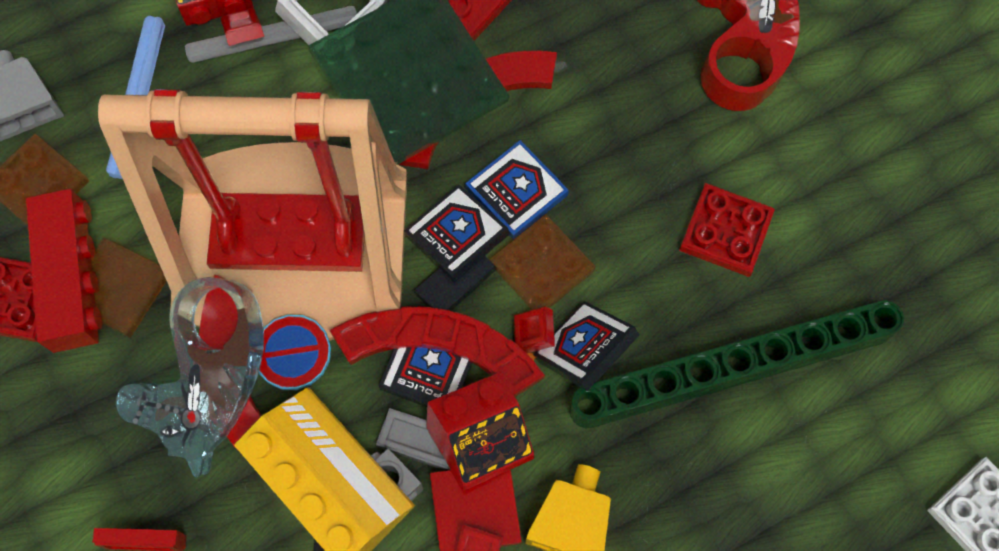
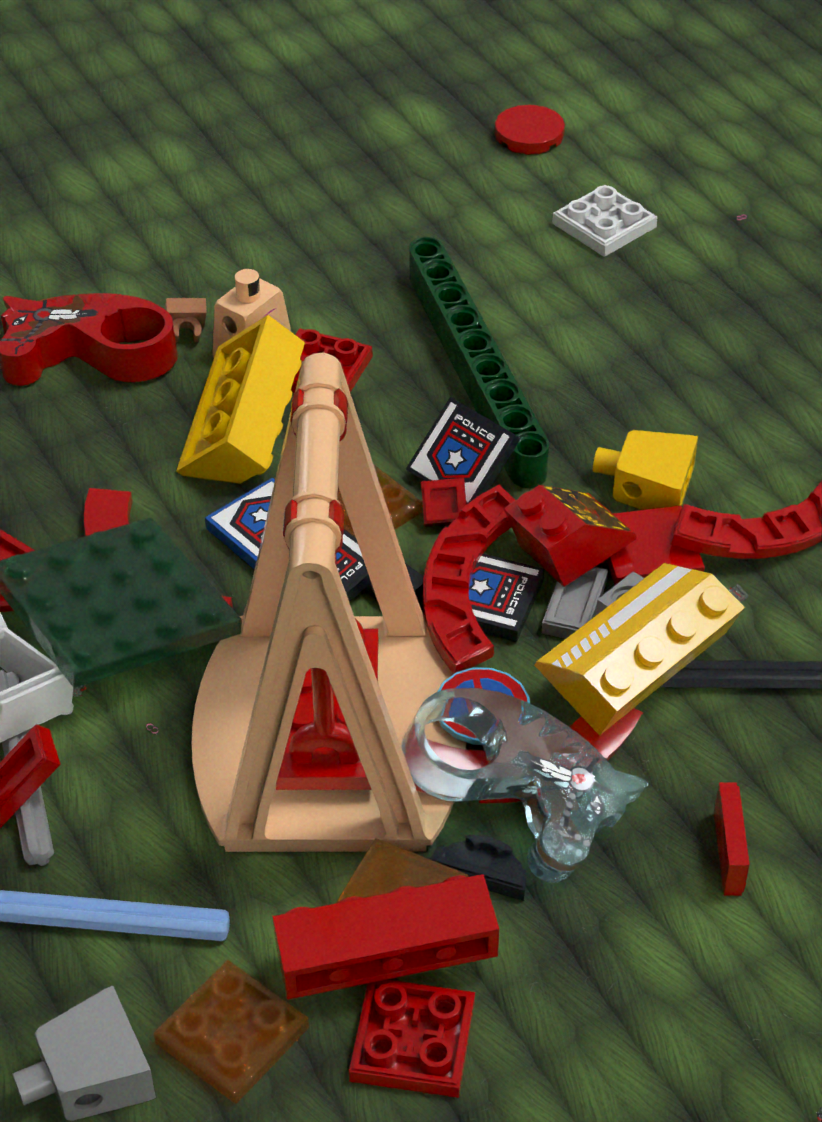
camera: 90 degrees left, 25 degrees down
(150, 352) = (488, 857): none -> black tile
(648, 160) = (243, 404): none -> yellow slope
(767, 161) = (245, 305): none -> light nougat torso
(780, 107) = (187, 314): none -> nougat tile

